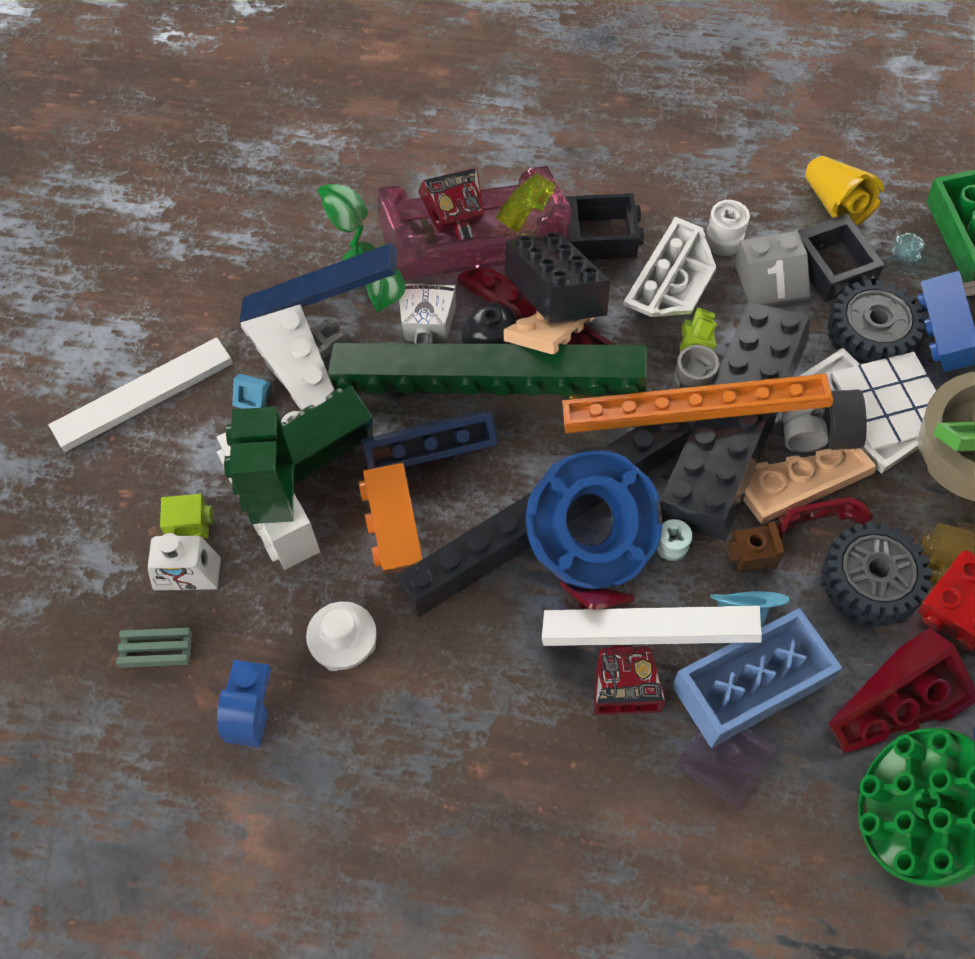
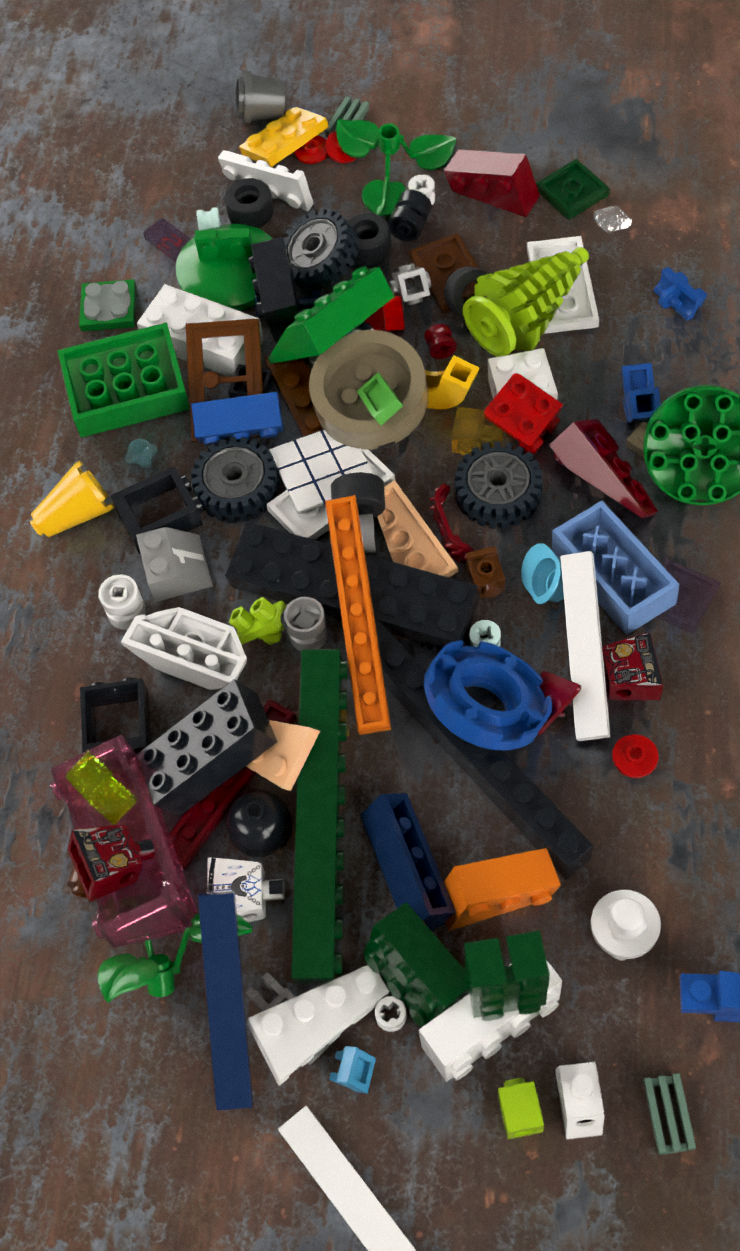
camera: 90 degrees left, 0 degrees up
(523, 673) = (635, 756): none -> red piece

